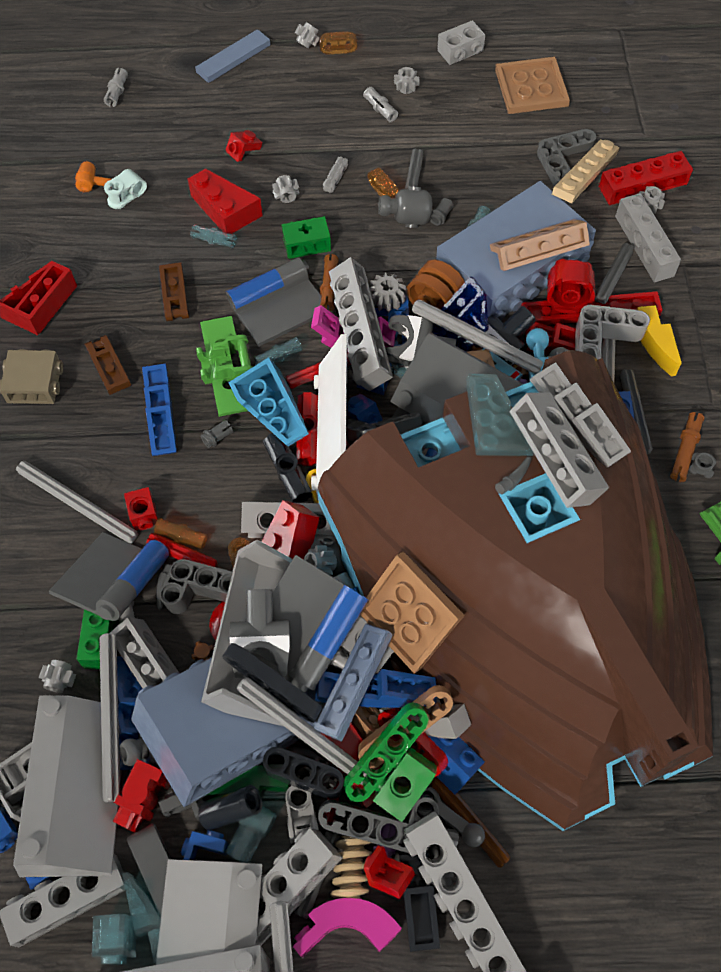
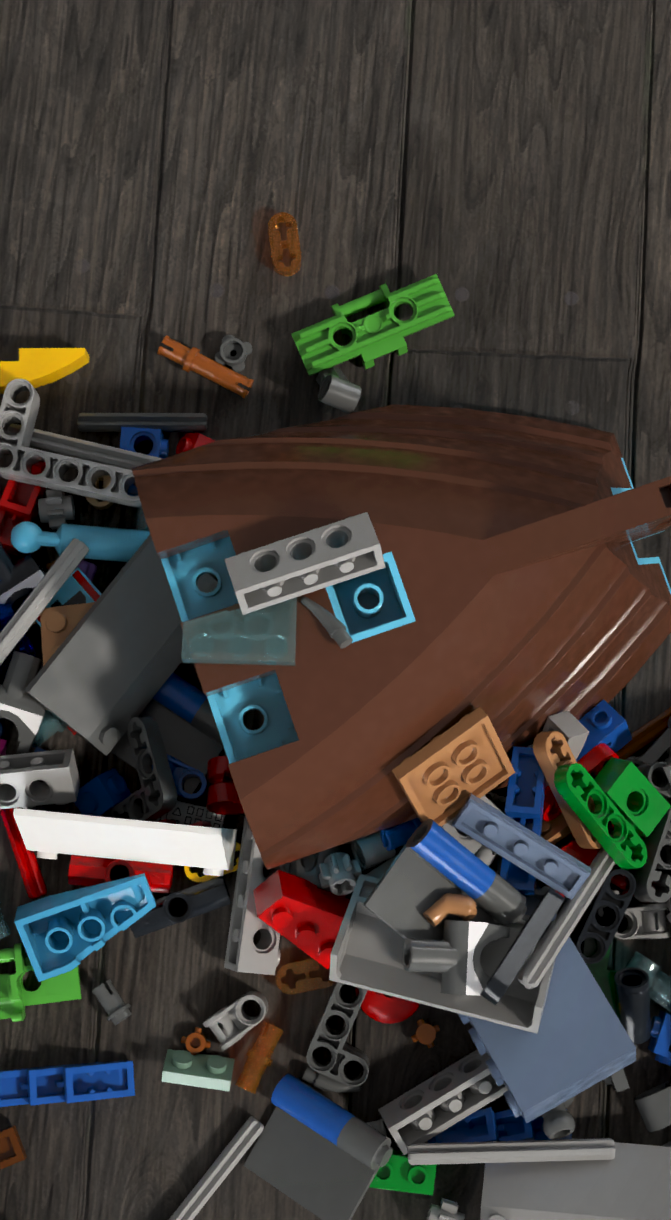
camera: 85 degrees left, 20 degrees up
(138, 500) = (208, 1121): red brick -> none
(139, 795) = (611, 1118): red hips -> none
(170, 492) = (198, 1070): none -> sand green plate
(182, 552) = (287, 1055): red axle -> none
(190, 491) = (195, 1041): none -> dark orange piece
(205, 513) = (232, 1022): none -> light grey piece
(301, 627) = (451, 904): none -> medium nougat arm
(587, 420) = (251, 525): light grey slope -> none
(694, 529) = (337, 390): none -> dark grey piece

